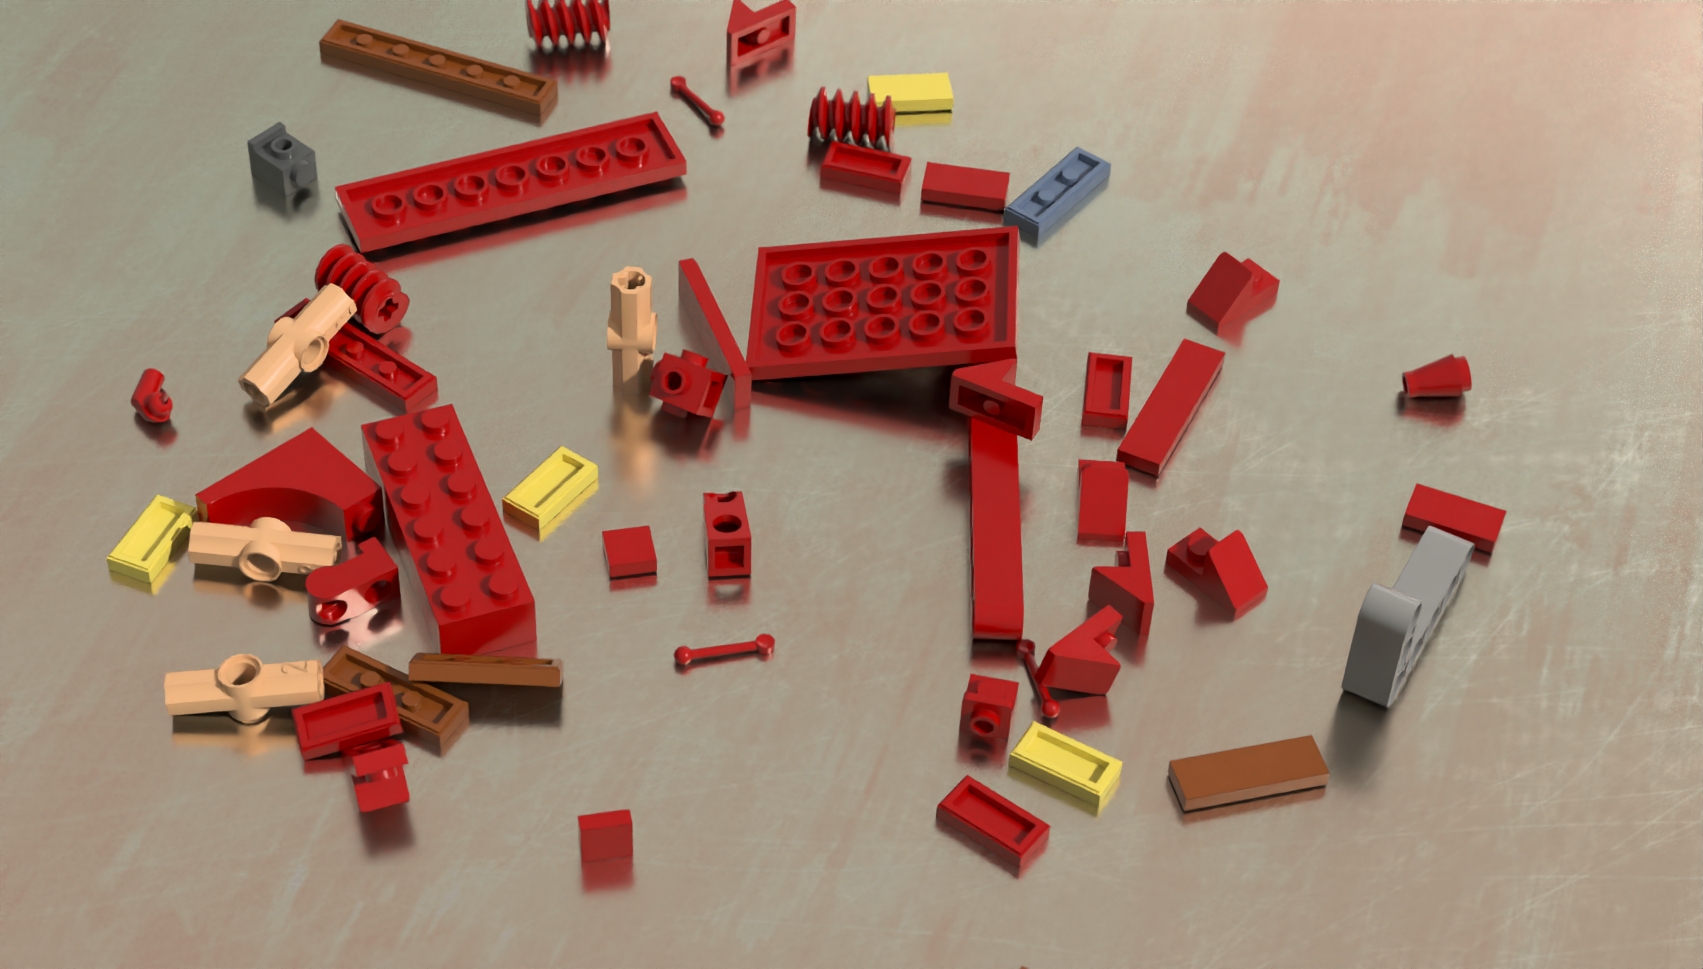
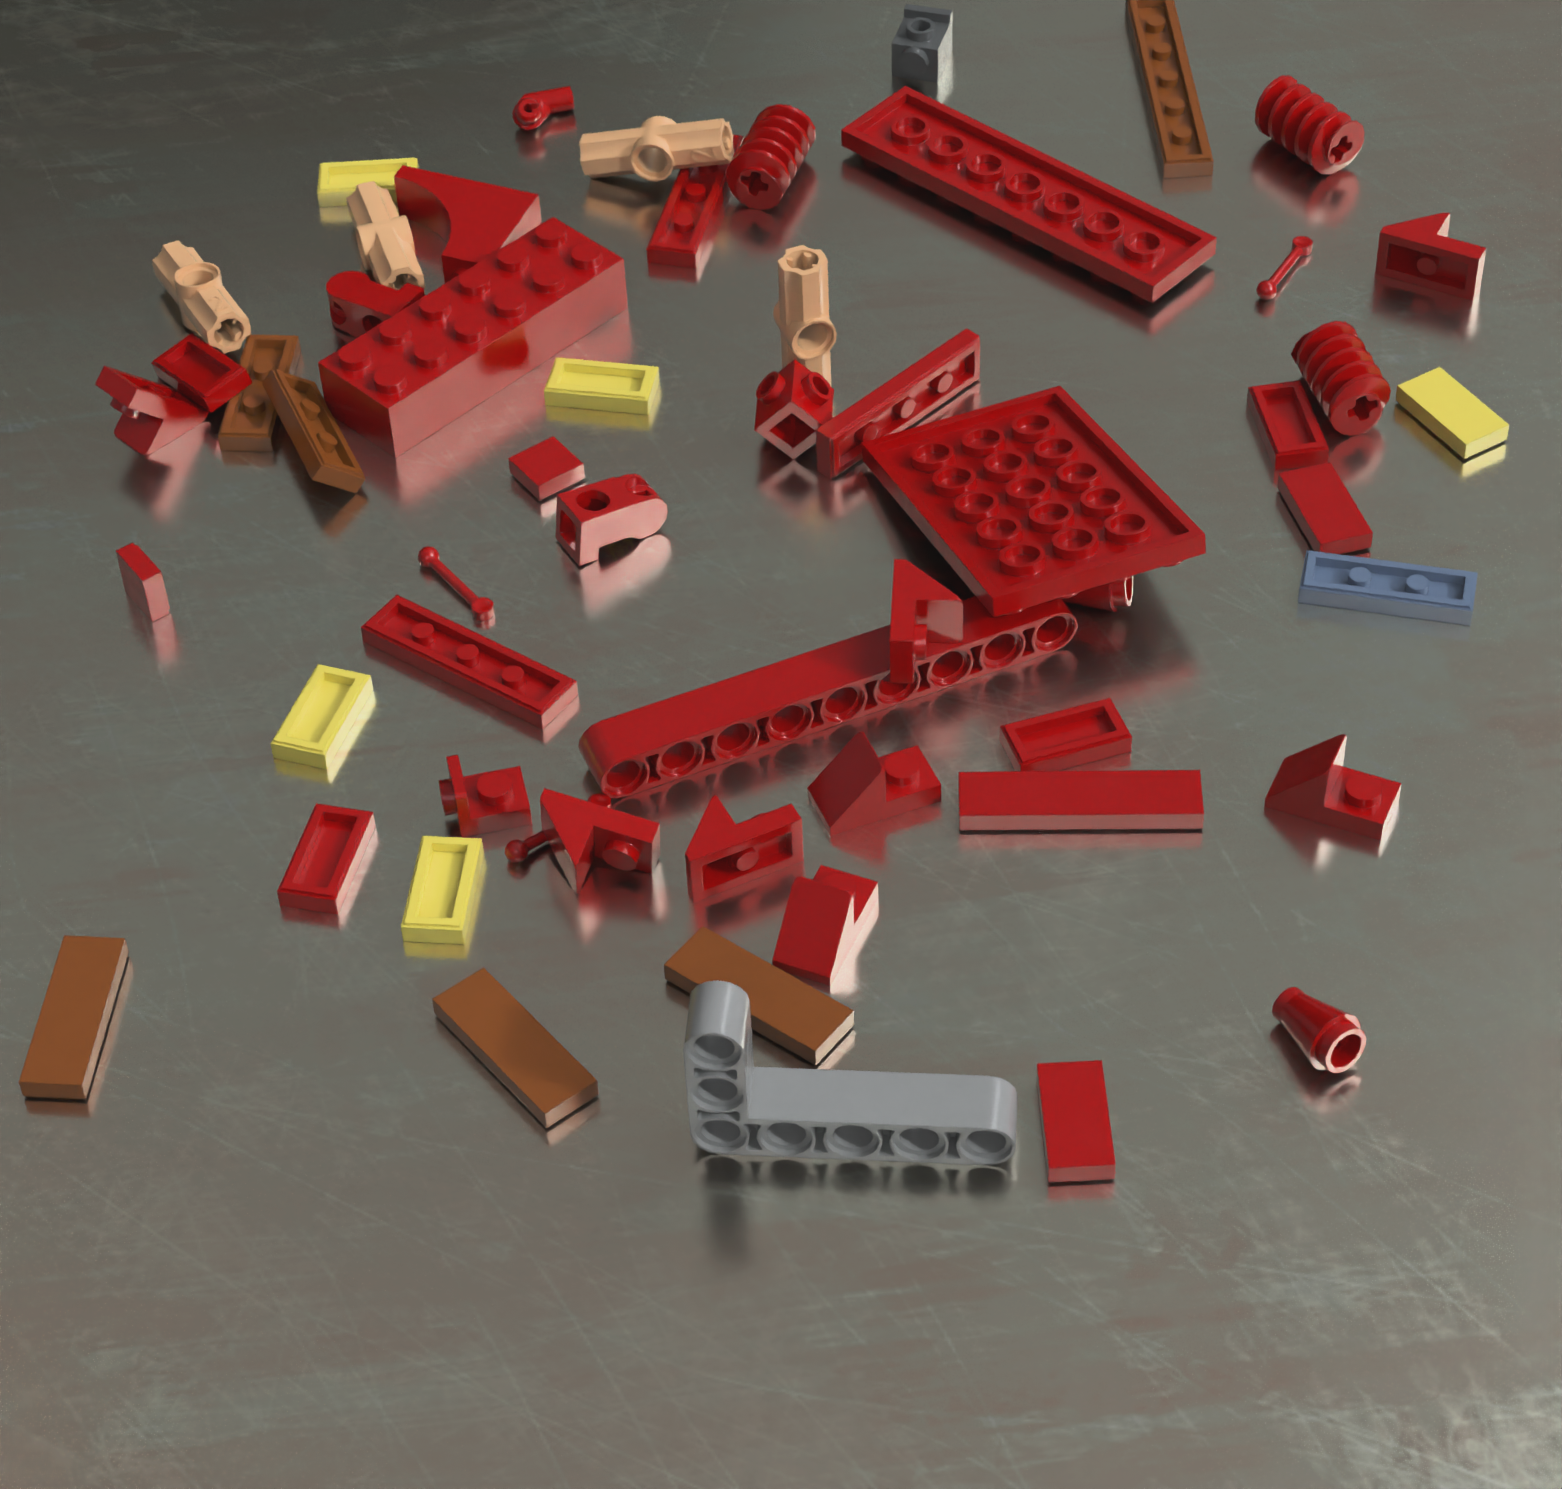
camera: 70 degrees right, 0 degrees up
(822, 670) = (470, 661): none -> red tile
(830, 776) = (322, 716): none -> light yellow tile
(1265, 628) = (779, 1003): none -> dark orange tile

